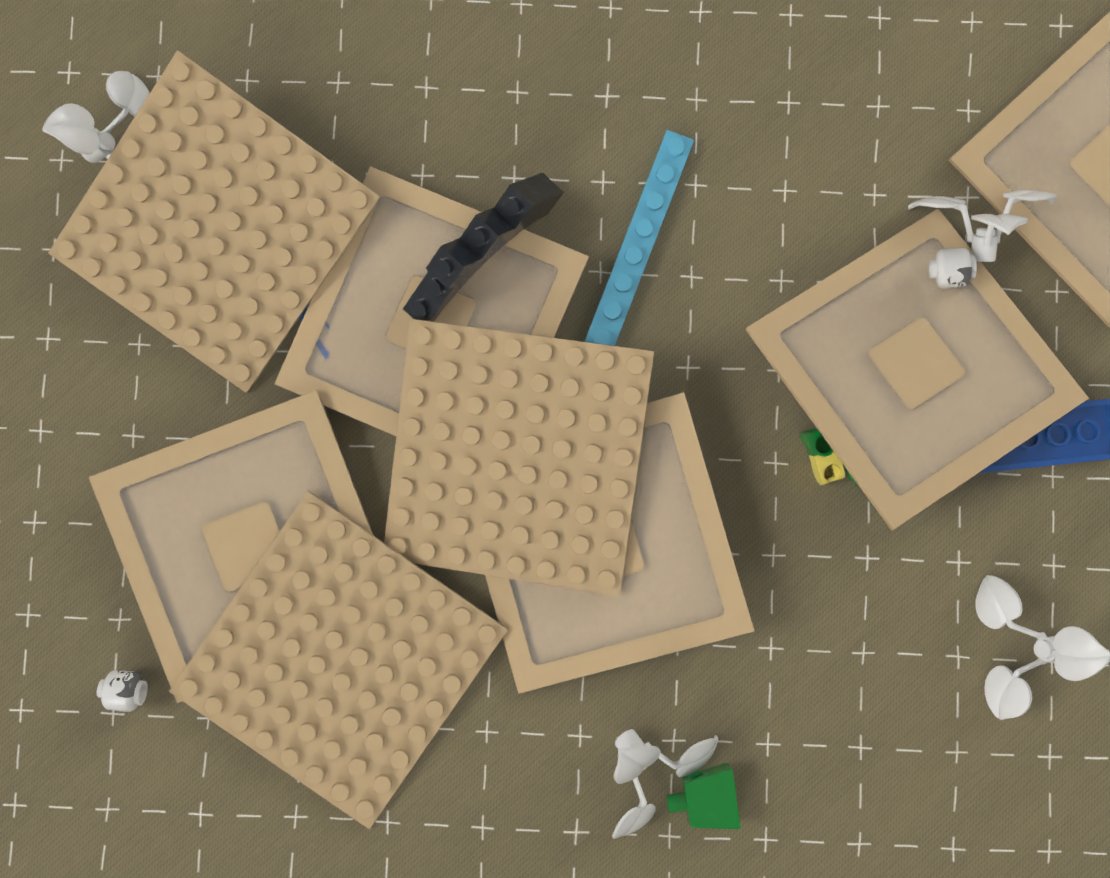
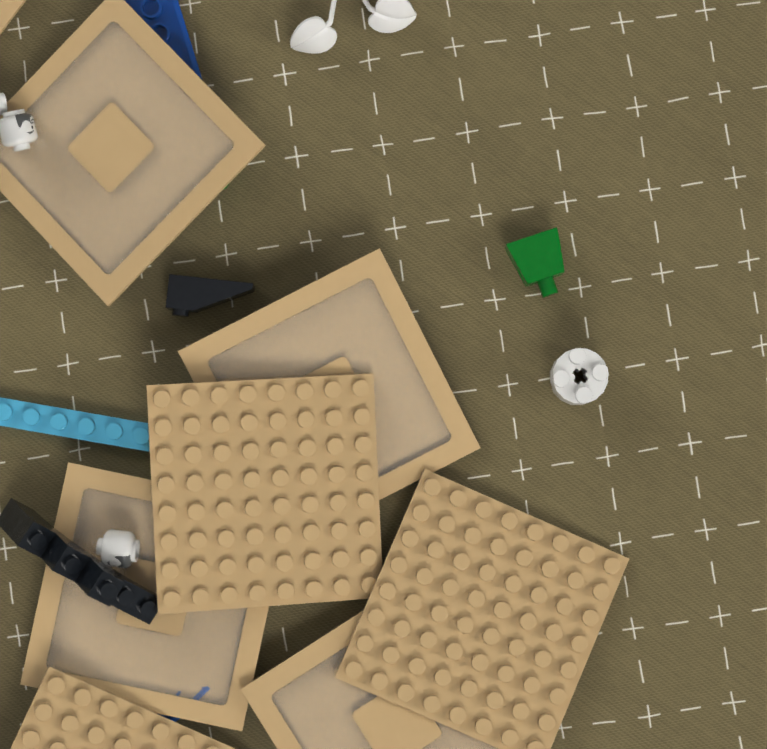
camera: 105 degrees left, 0 degrees up
(487, 290) = (118, 548): none -> white head
(573, 835) = (594, 372): none -> white brick
(635, 757) = (508, 330): white plant -> none
(739, 428) = (197, 294): none -> black slope
(823, 459) = (216, 212): leg -> none

